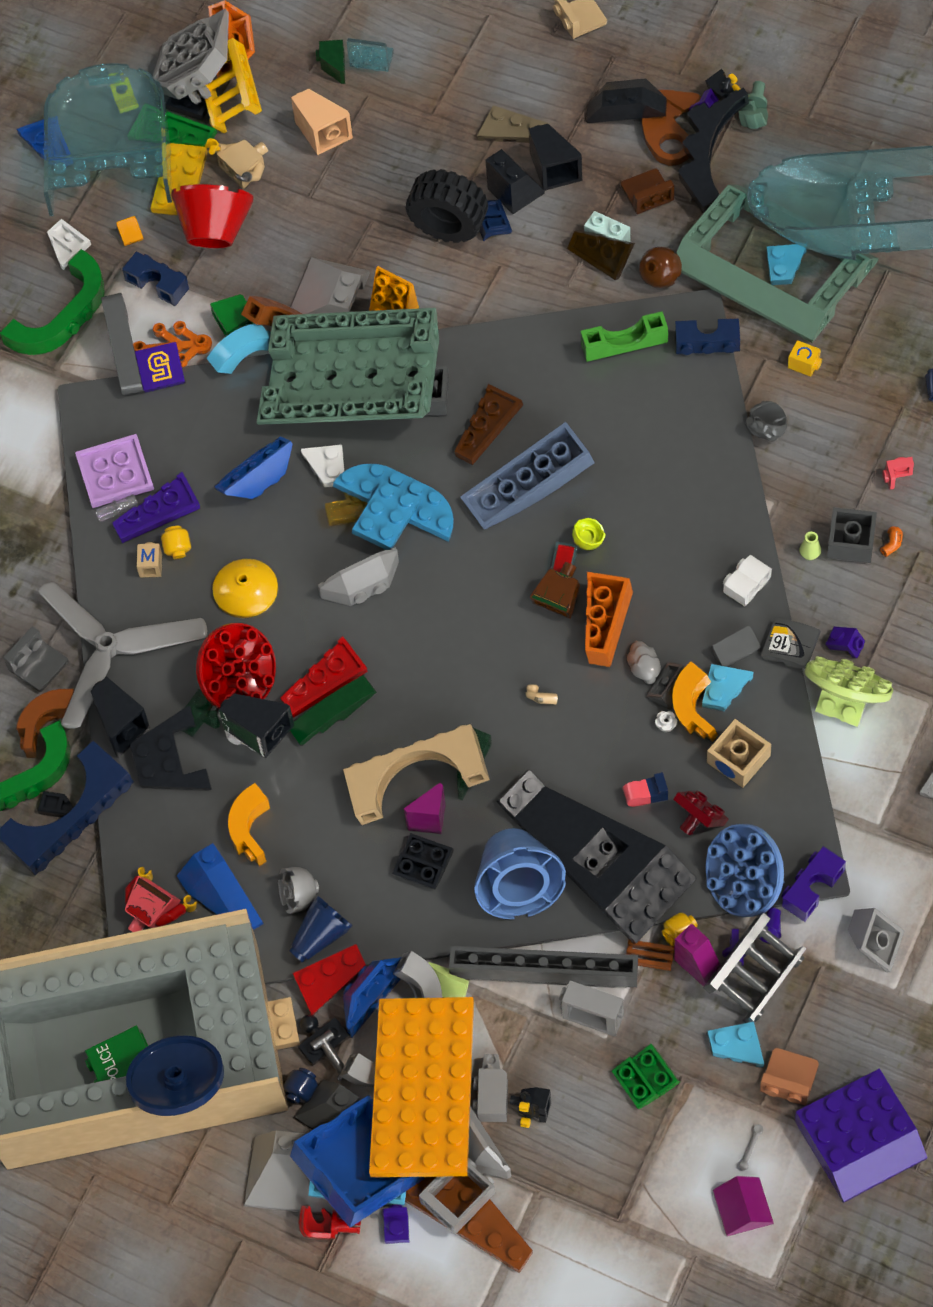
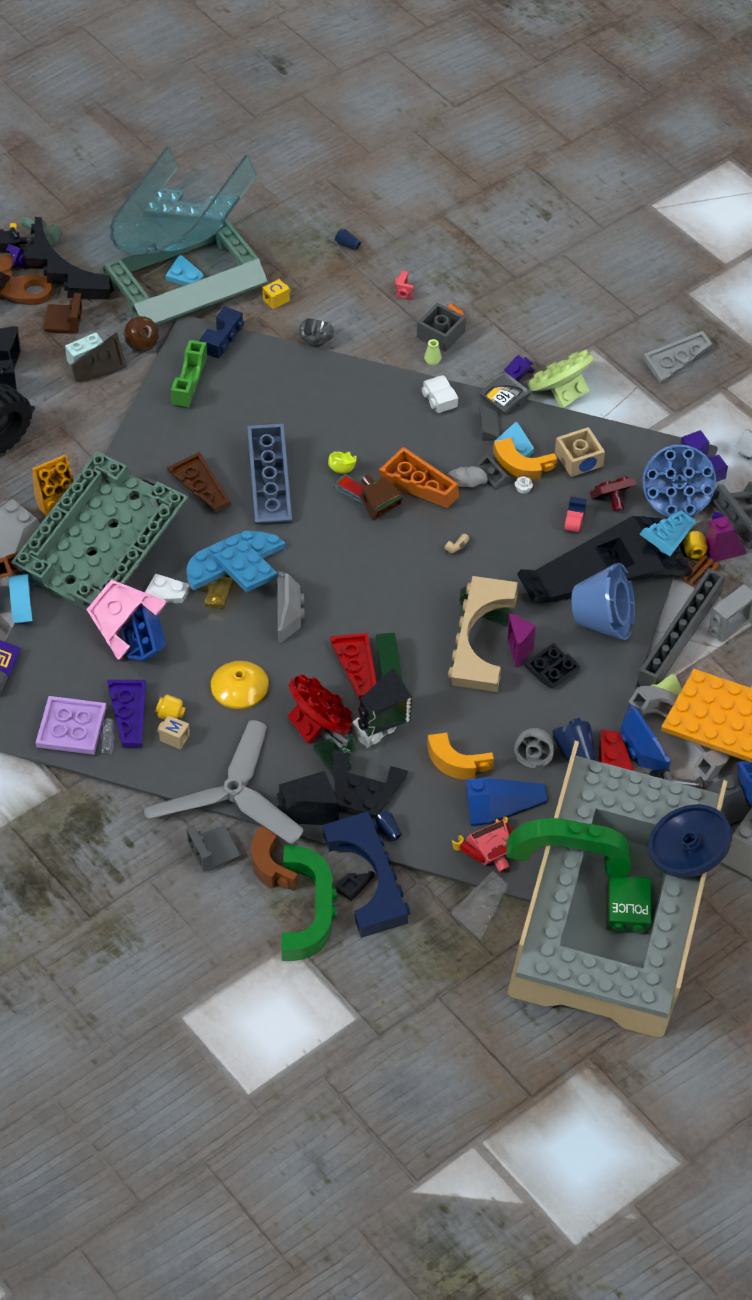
camera: 70 degrees left, 10 degrees down
(76, 927) = (480, 905): none -> clear wing
(123, 970) = (575, 835): none -> green arch
(133, 800) = (387, 824): none -> dark blue cone
(256, 429) = (115, 607): none -> bright pink wing
(658, 892) = (669, 532): none -> medium azure wing

